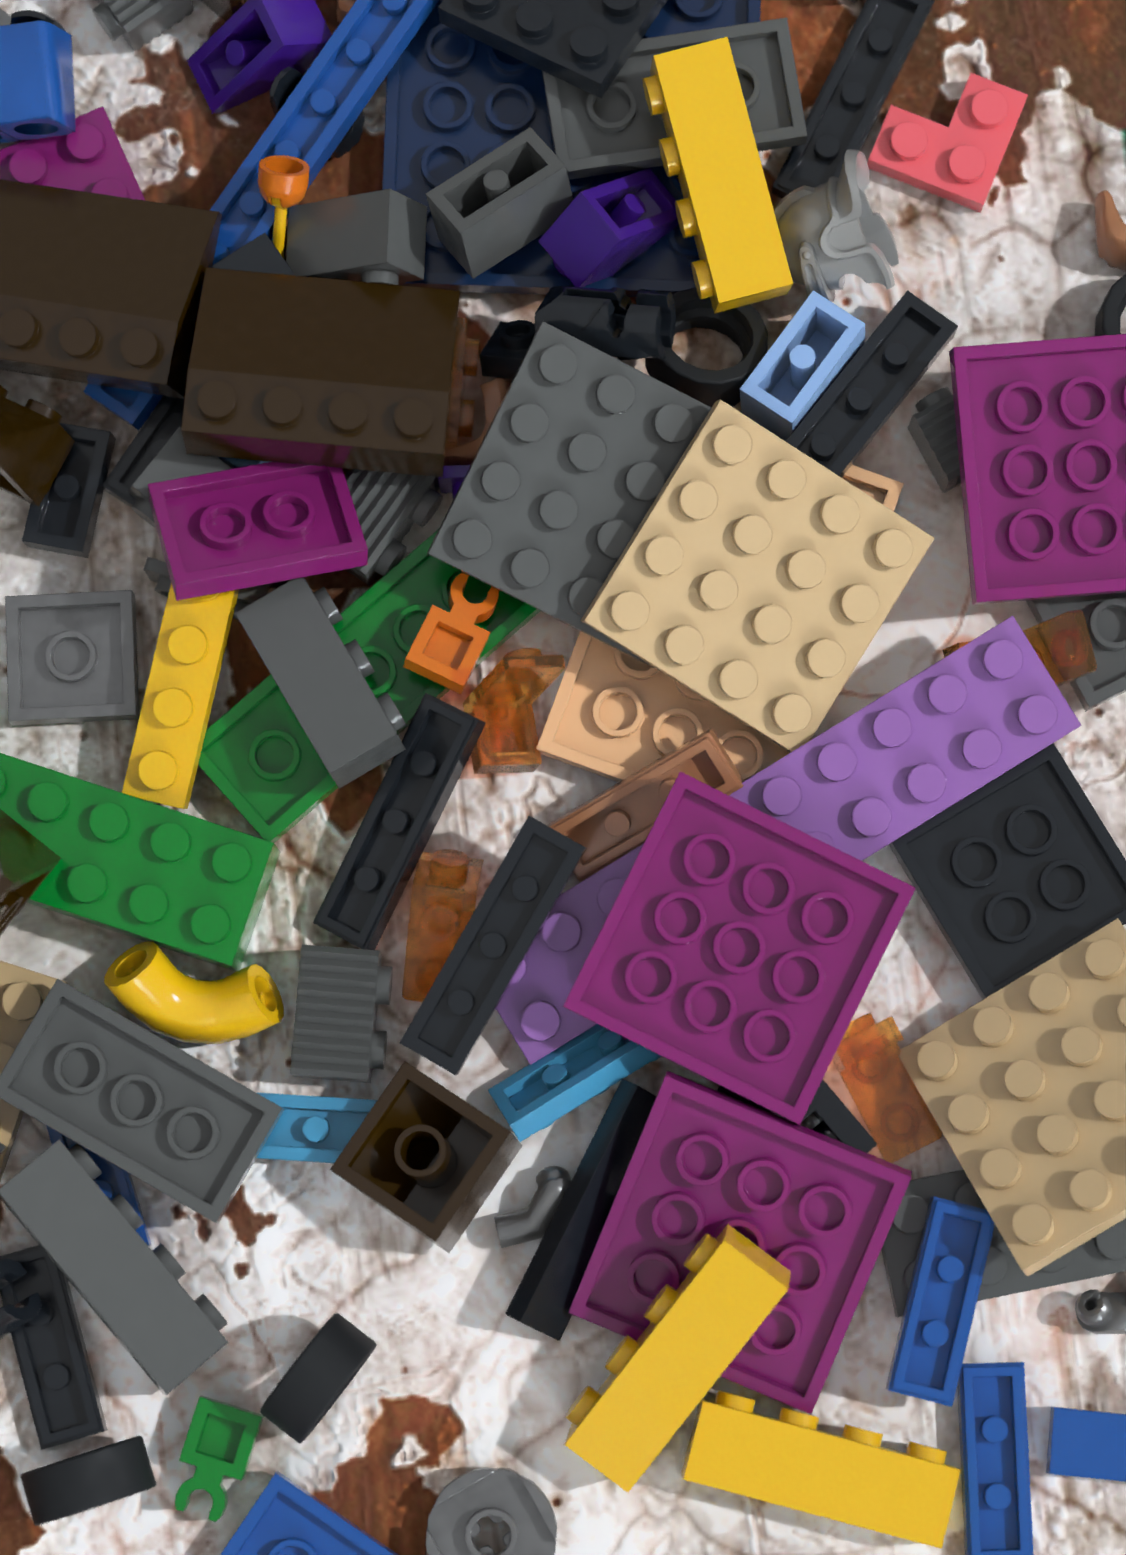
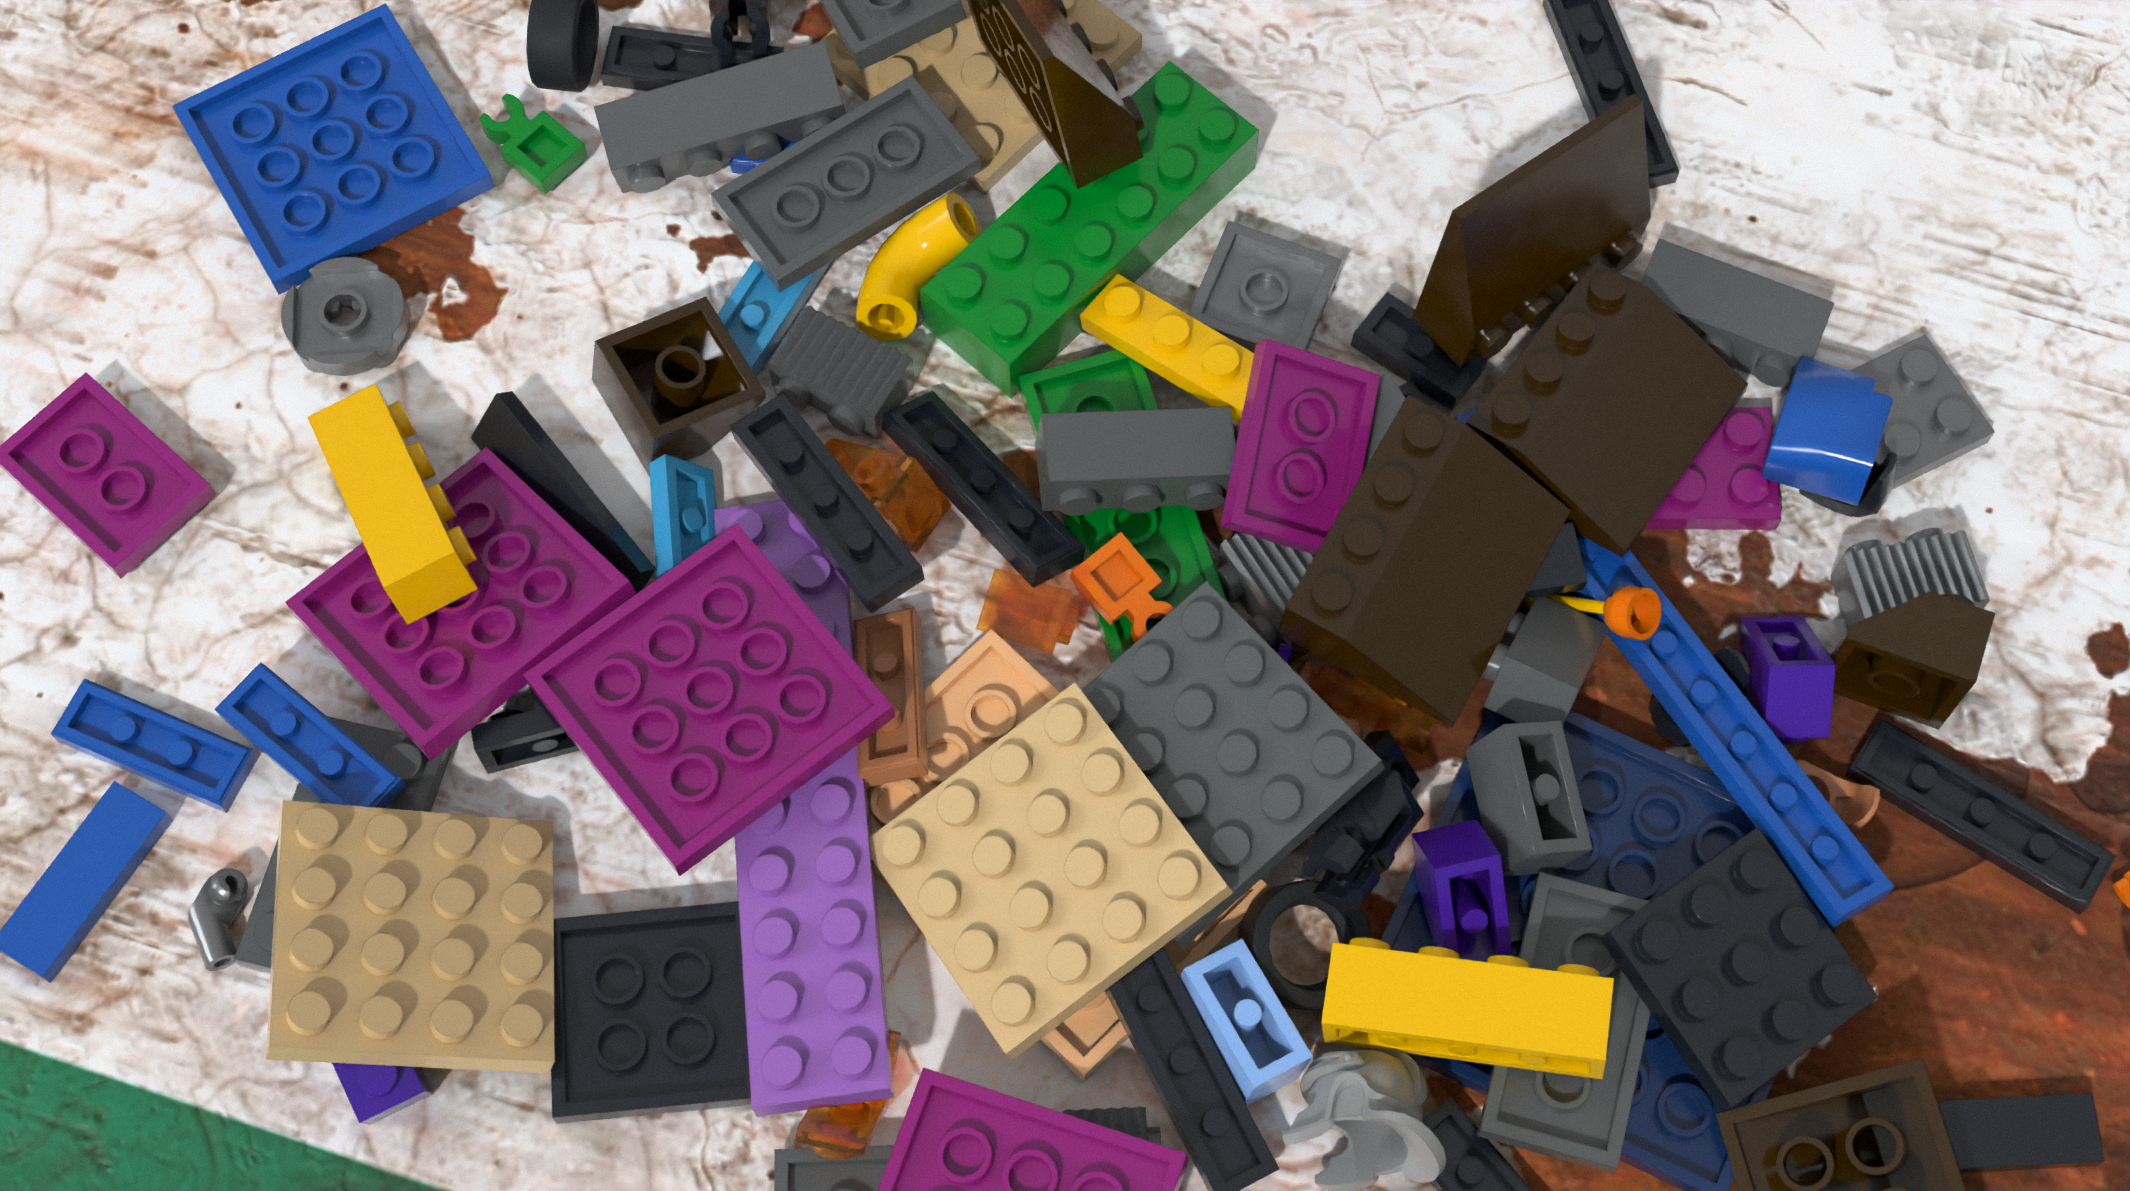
camera: 115 degrees right, 15 degrees down
(318, 1377) = (543, 225): black tyre -> none
(533, 1222) = (582, 454): flat silver arm -> none
(820, 1471) = (233, 589): yellow brick -> none
(883, 1088) = (533, 792): clear orange bracket -> none

